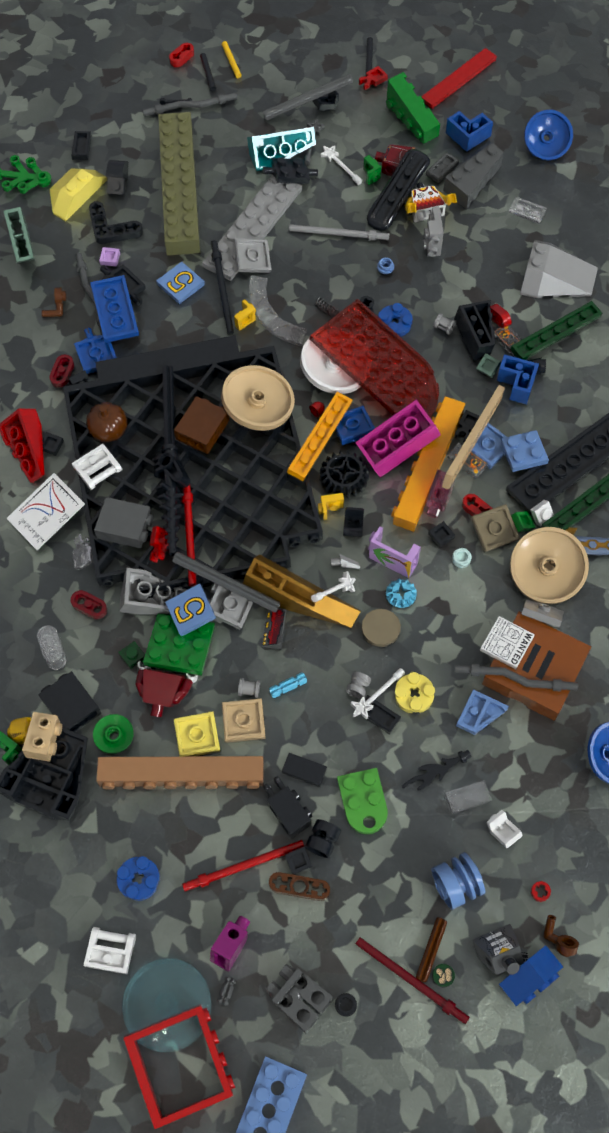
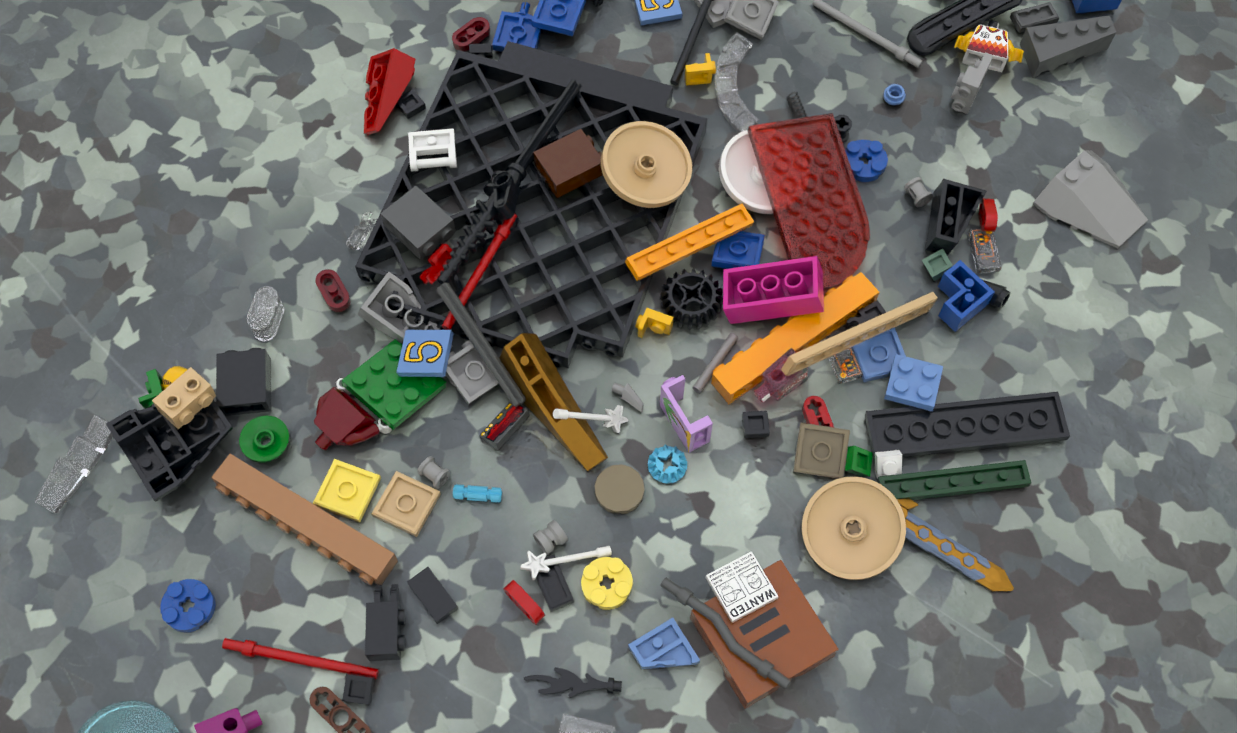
camera: 30 degrees right, 0 degrees up
(45, 511) = (355, 170): white sticker -> none
(106, 422) = (471, 108): reddish brown piece -> none
(107, 957) = (102, 669): white plate -> none
(132, 654) = (340, 366): dark green plate -> none
(317, 408) = (711, 210): red hinge -> none
(323, 846) = (390, 687): black wheel -> none
(353, 522) = (666, 356): black bracket -> none
(363, 799) = (472, 665): bright green plate -> none
(370, 737) = (524, 602): none -> red beam
(387, 510) = (716, 361): none -> light grey bar
(461, 558) = (762, 463): light aqua tile -> none
(528, 210) = (1105, 113): clear plate -> none
(542, 612) = (809, 577): light grey plate -> none
(550, 124) = (1194, 25): blue dish -> none
(556, 331) = (1045, 266): dark green plate -> none

